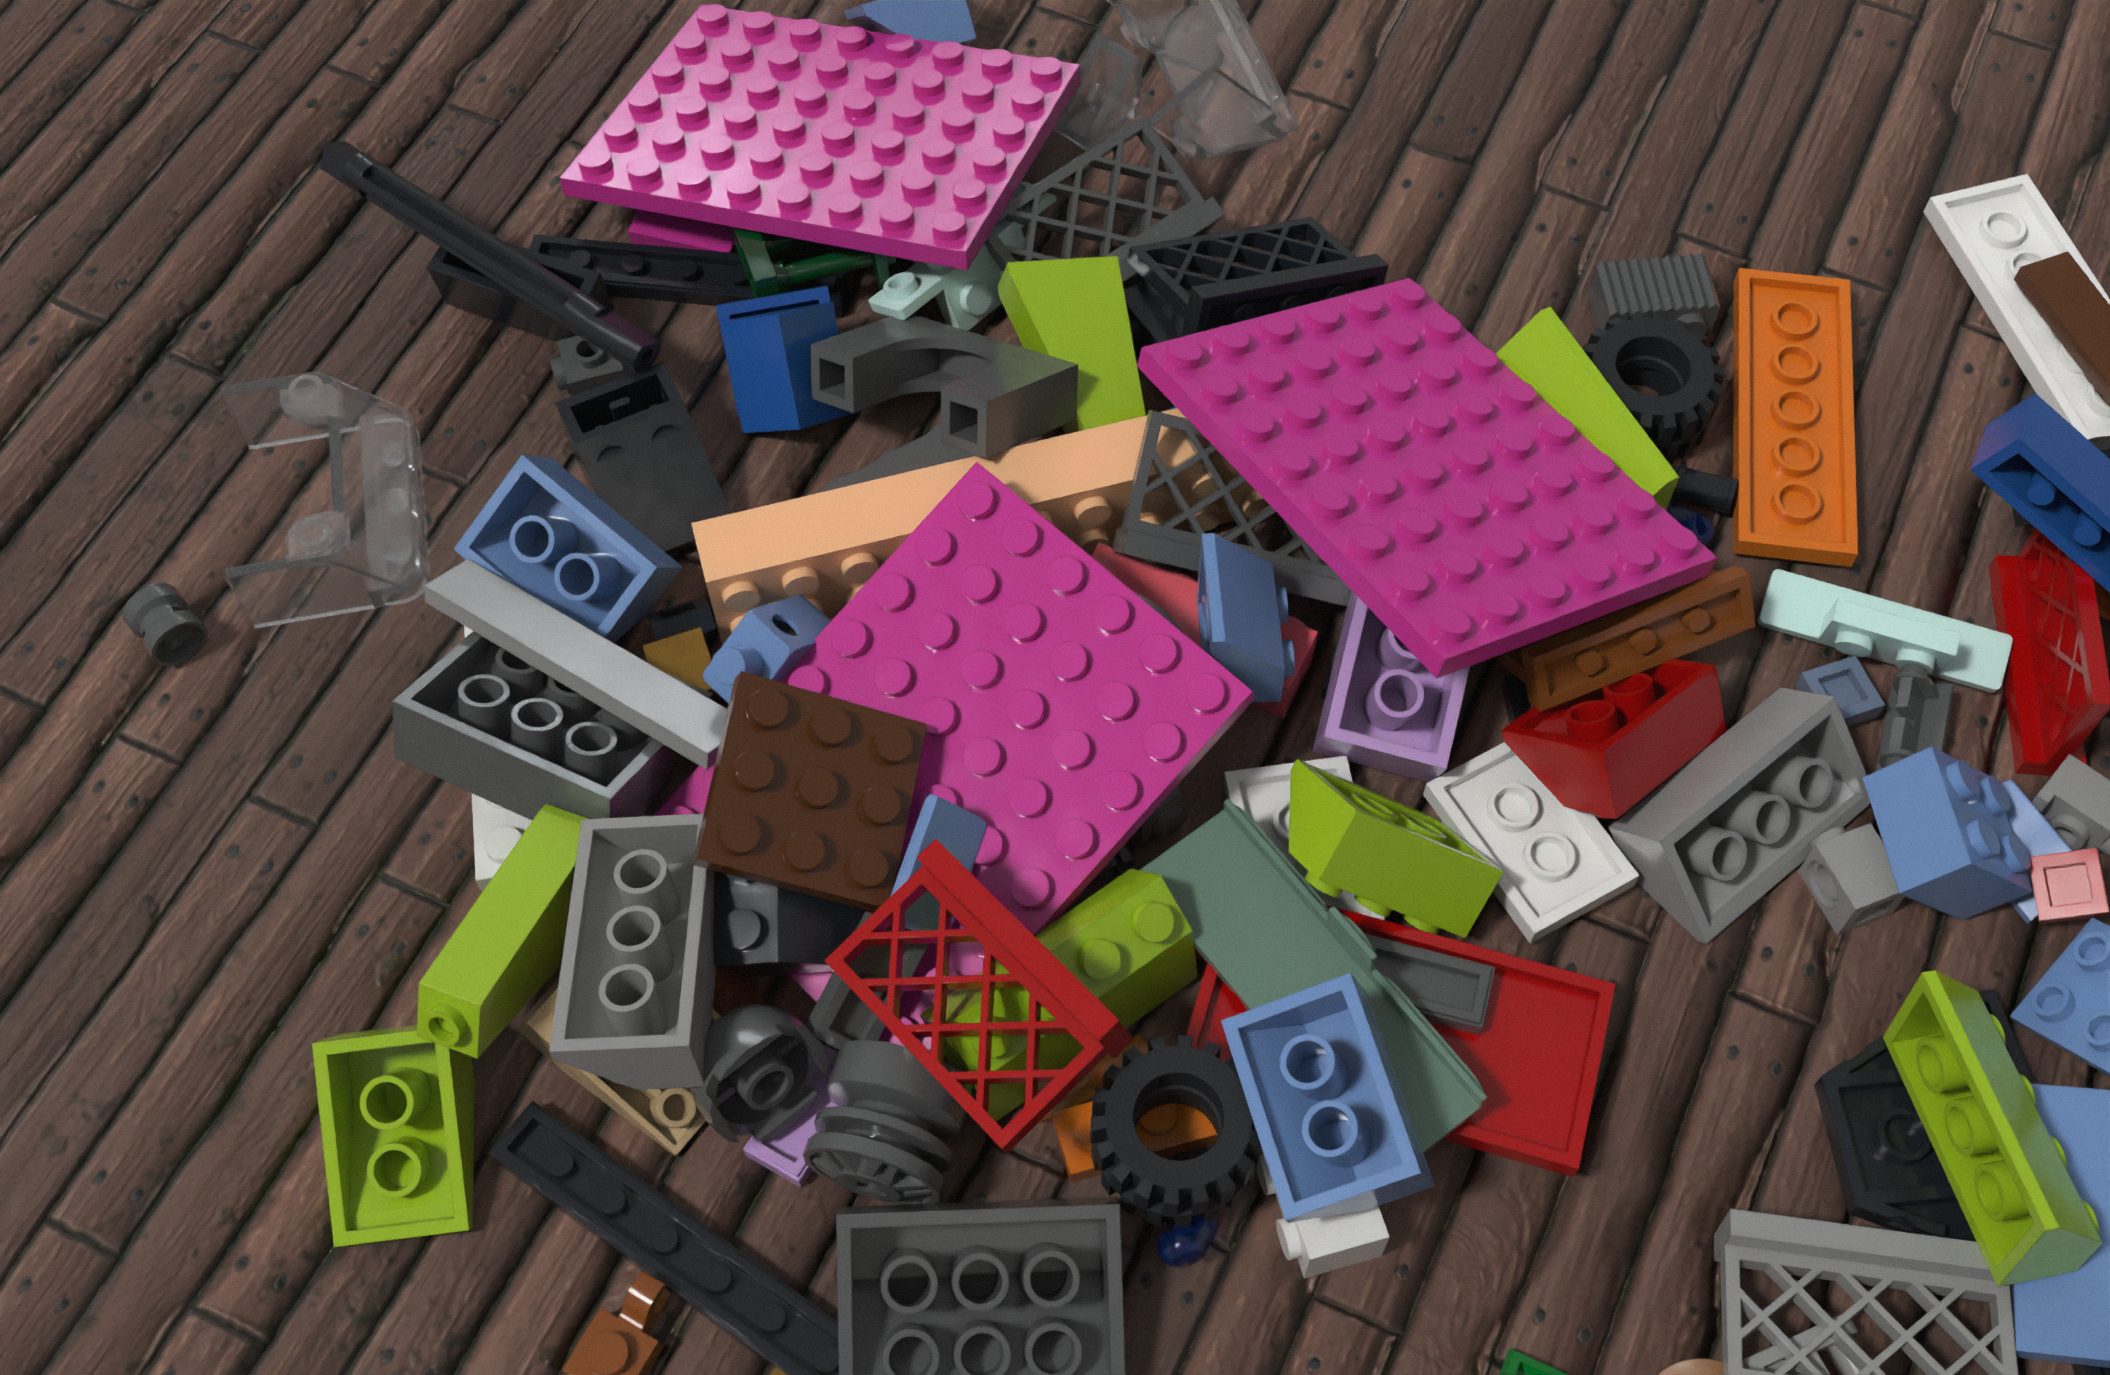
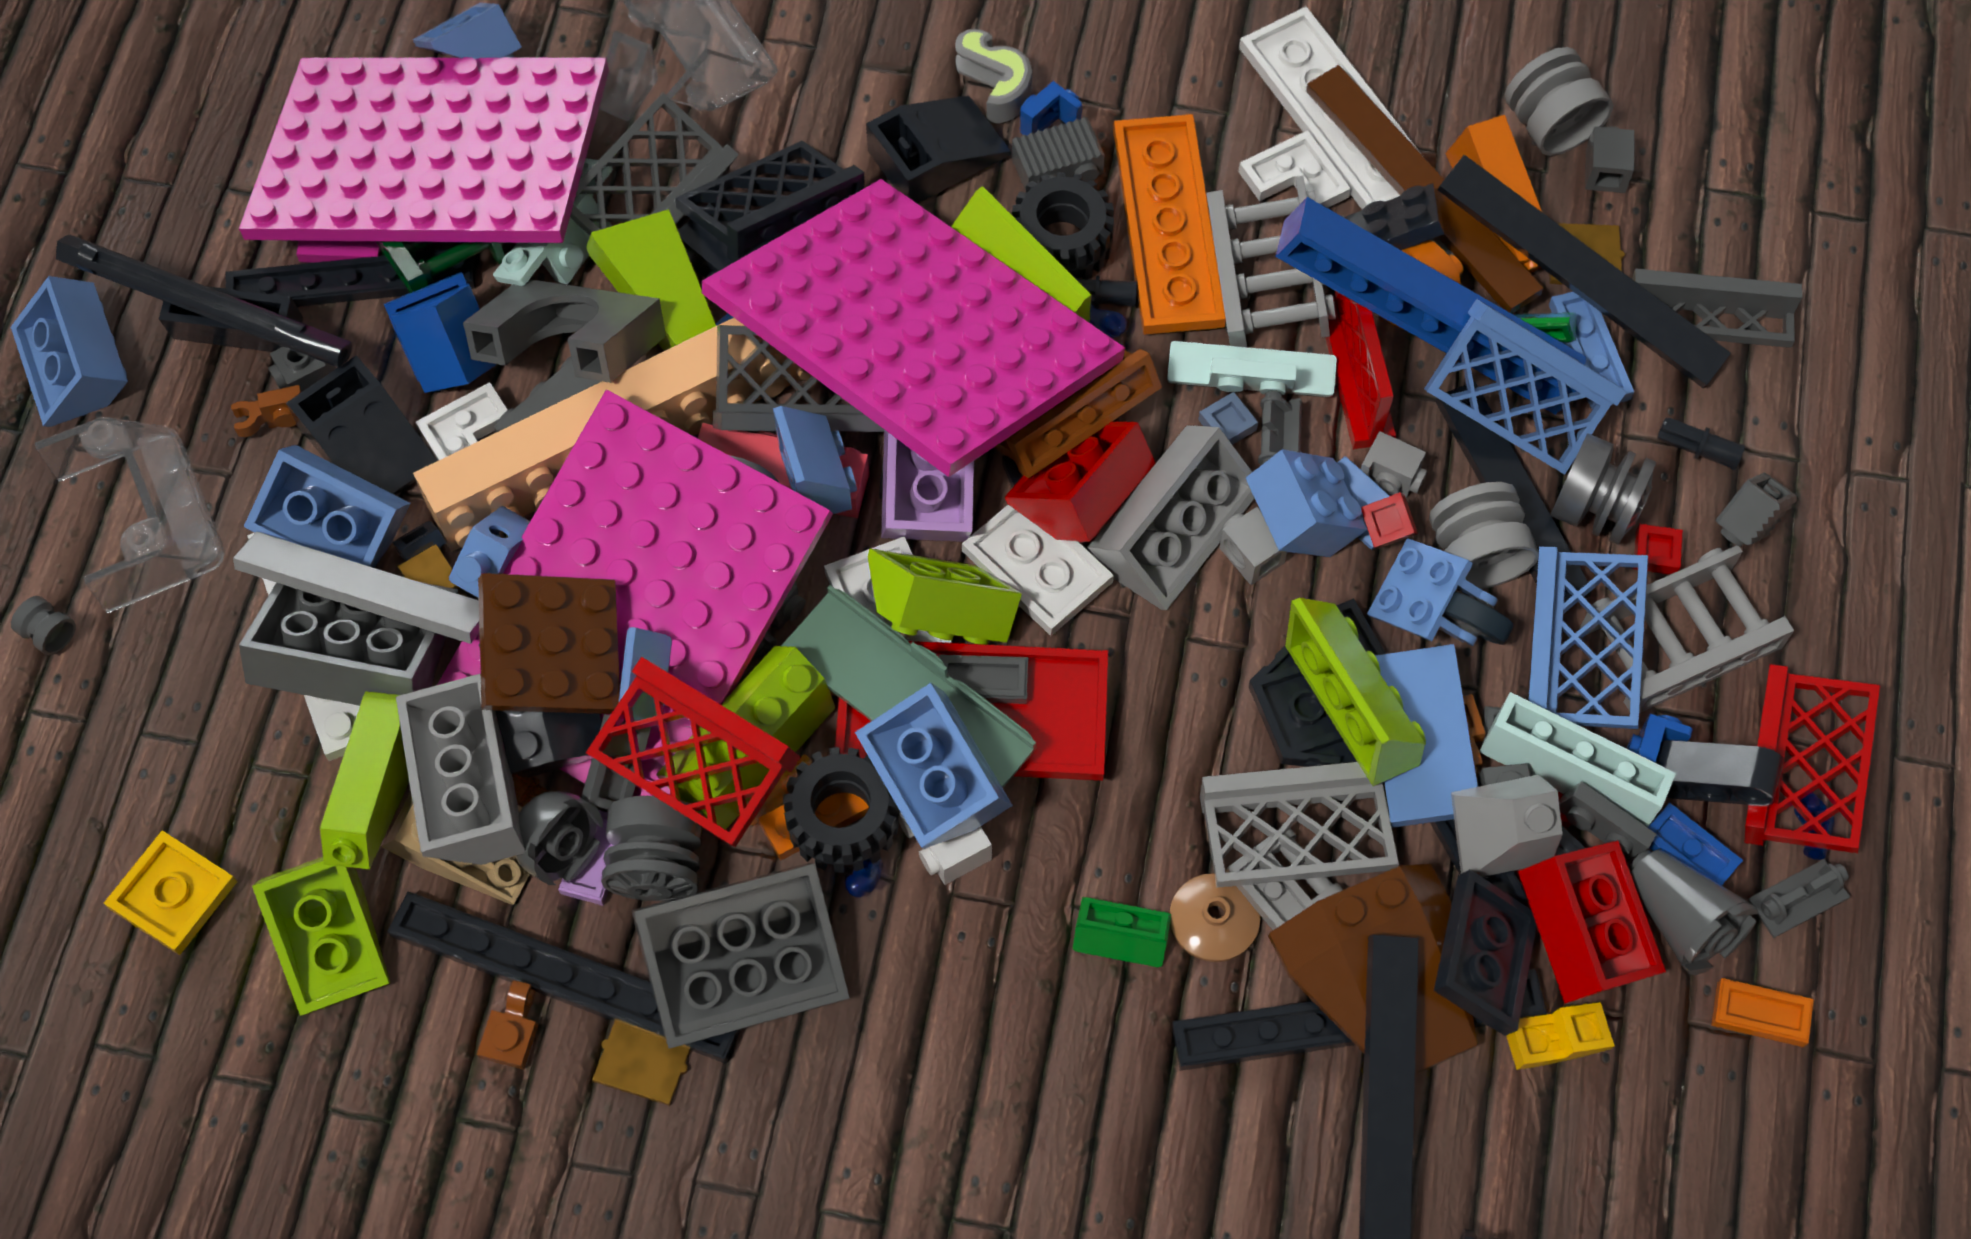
camera: 15 degrees left, 5 degrees up
(211, 1025) = (170, 892): none -> yellow plate
(311, 290) = (68, 351): none -> medium blue slope
(532, 410) = (269, 408): none -> dark orange plate
(780, 474) = (462, 421): none -> white plate
(1485, 252) = (933, 145): none -> black slope
(1594, 175) = (999, 67): none -> light grey animal
(1653, 233) = (1046, 107): none -> blue bracket
(1880, 515) = (1237, 286): none -> light grey fence
(1979, 368) = (1298, 156): none -> white plate

